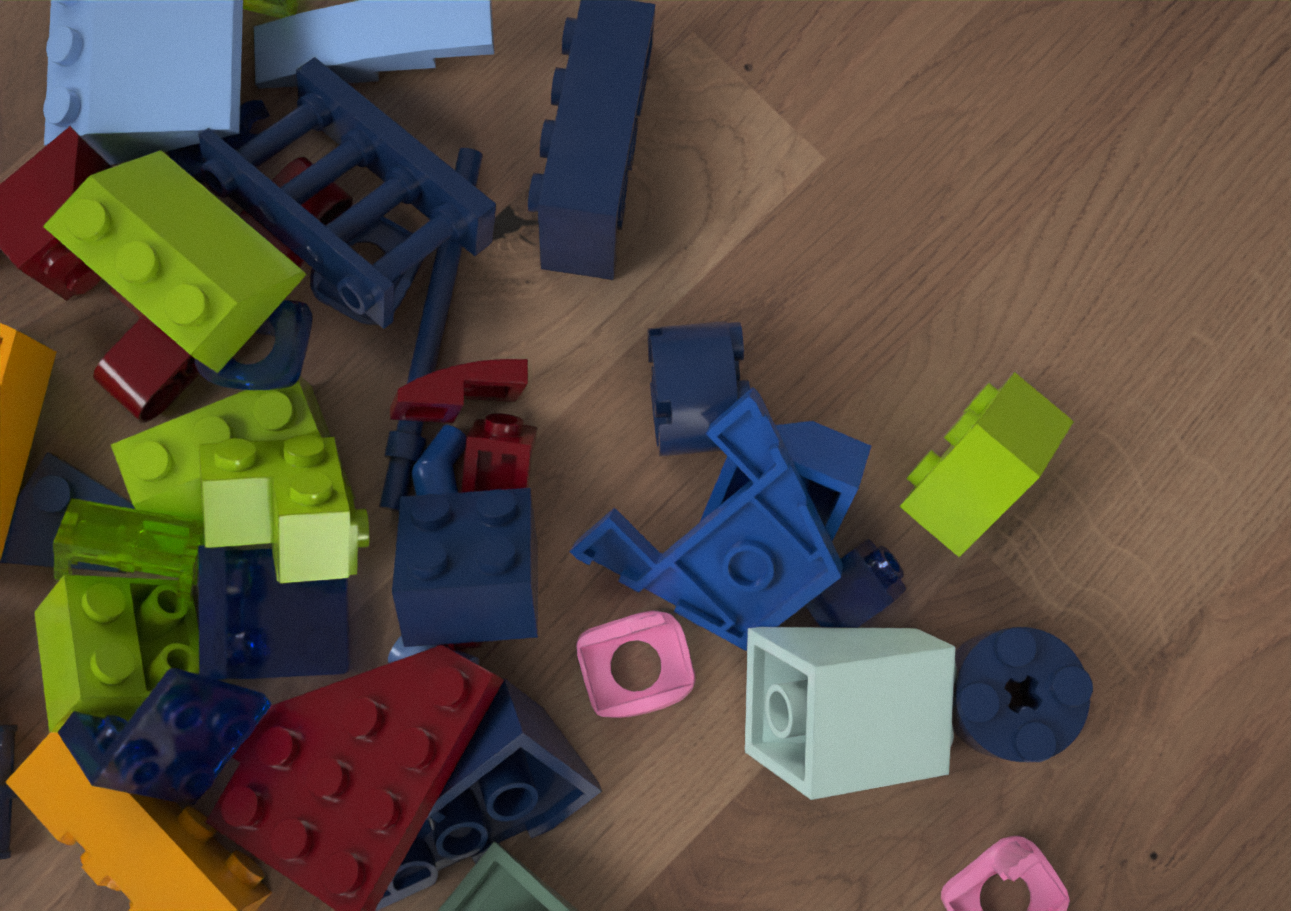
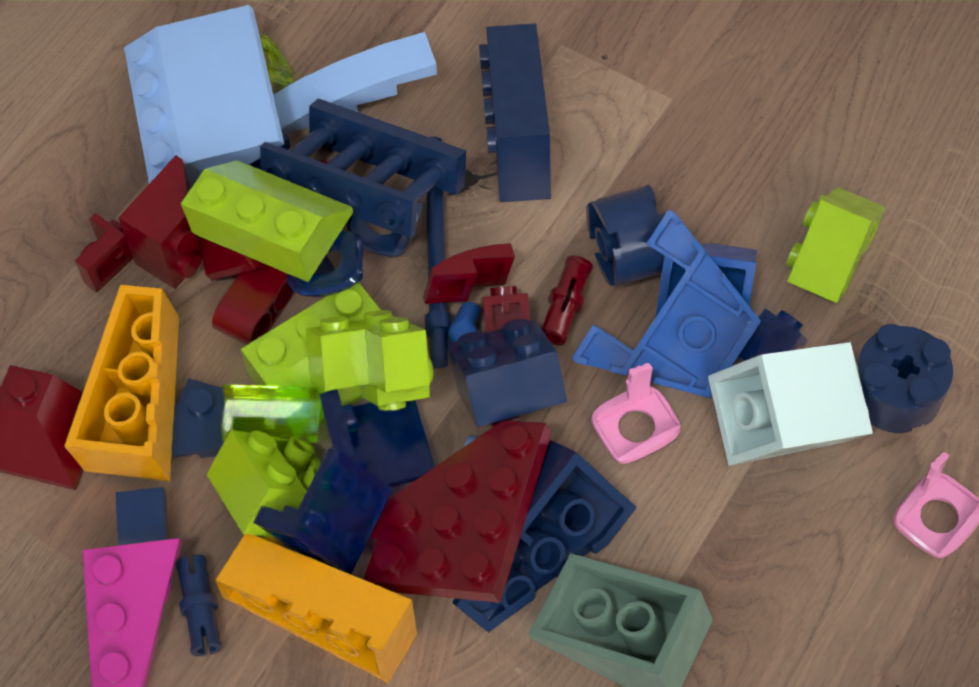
camera: 10 degrees left, 20 degrees down
(612, 417) = (573, 277): none -> dark red pin

